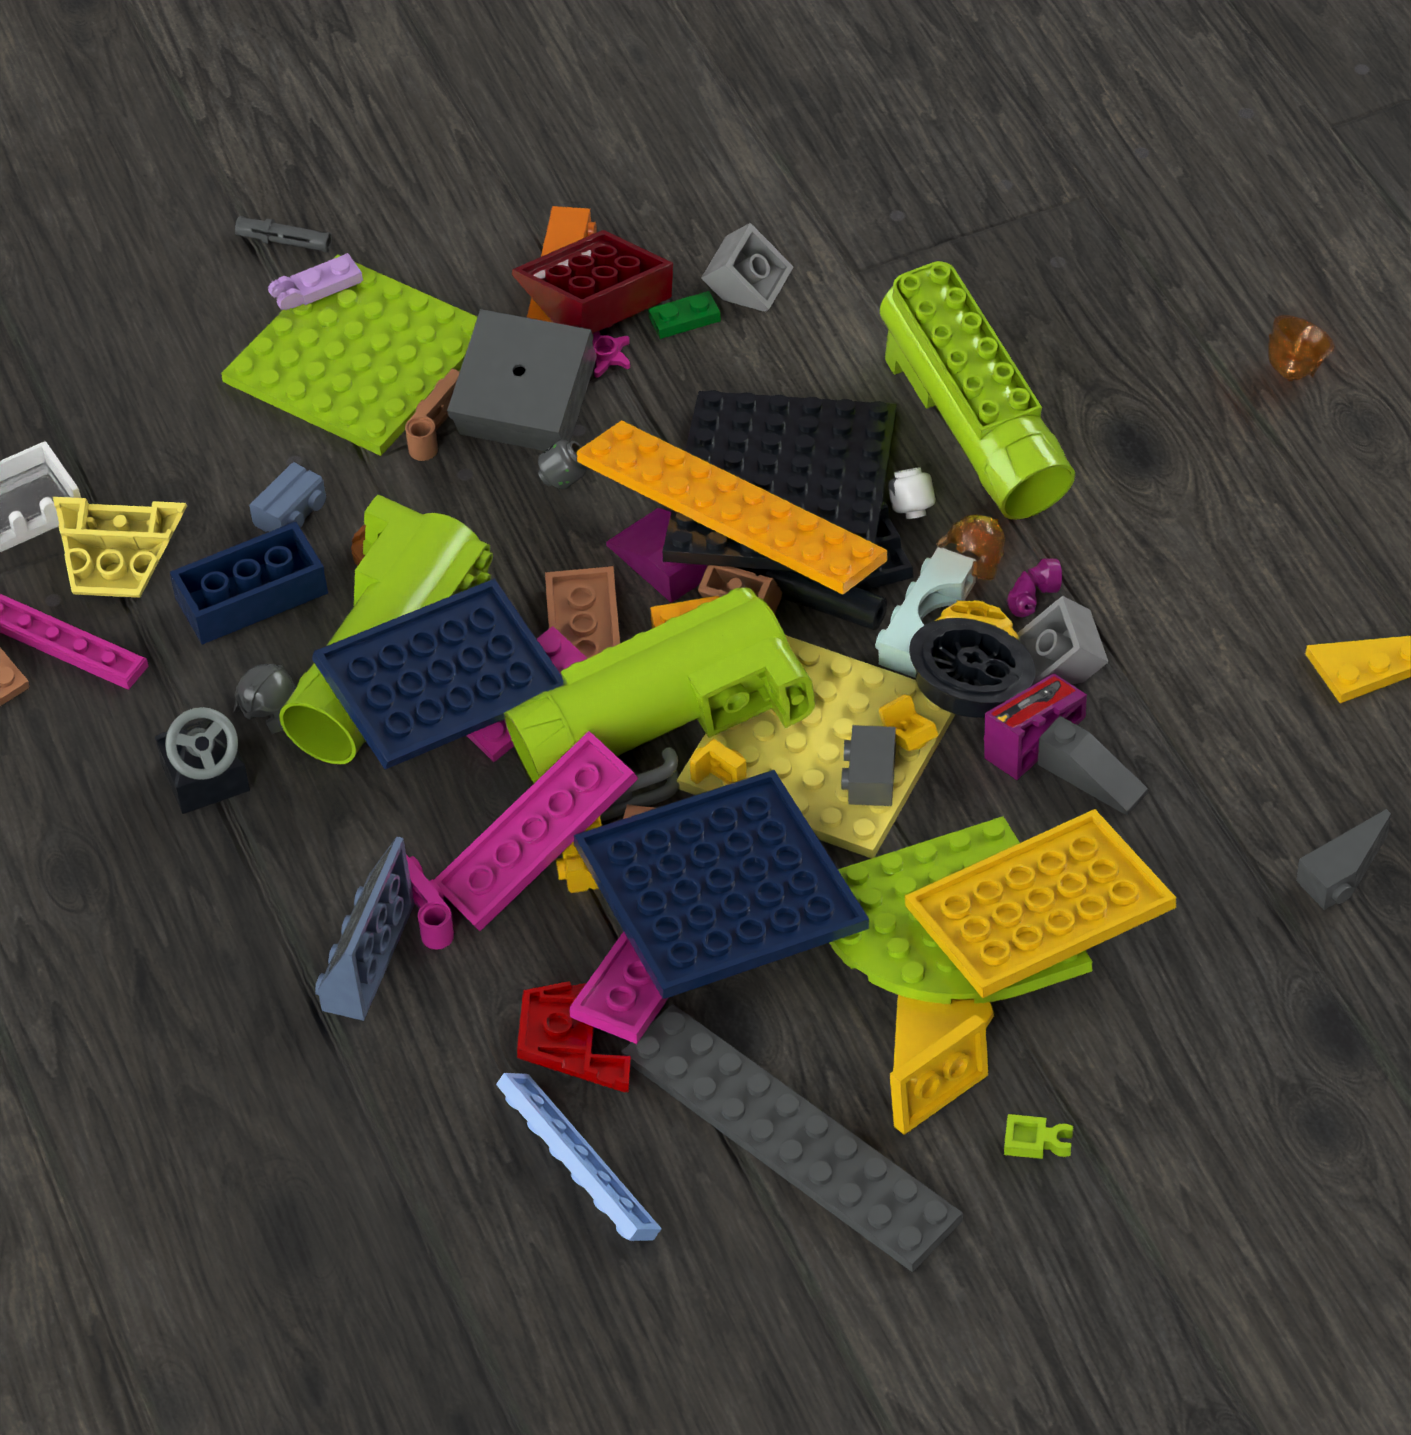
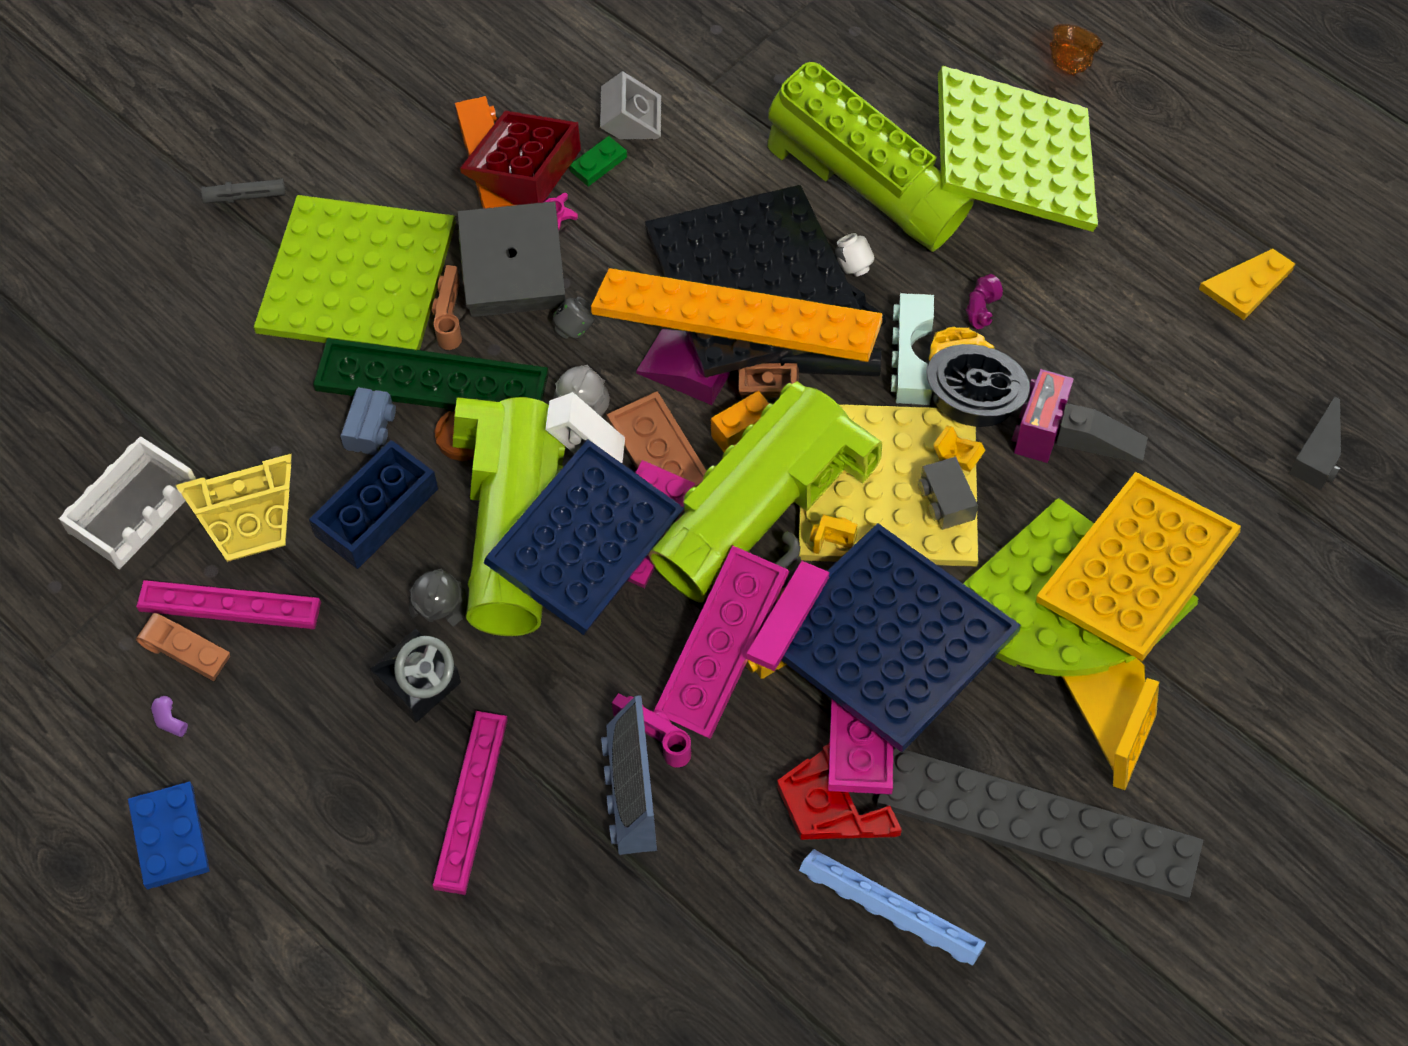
camera: 25 degrees left, 10 degrees up
(195, 907) = (470, 803): none -> dark pink tile
(315, 282) = (296, 225): lavender hinge -> none
(362, 470) = (424, 376): none -> dark green plate
(488, 555) = (574, 422): none -> white brick
(535, 539) = (586, 385): none -> light grey helmet
(615, 823) = (787, 616): none -> dark pink tile
(983, 538) = (929, 276): clear orange helmet -> none
(1029, 1137) = (1218, 757): lime plate -> none
(1064, 642) = (1030, 341): light grey slope -> none
(1156, 432) = (1016, 149): none -> plate

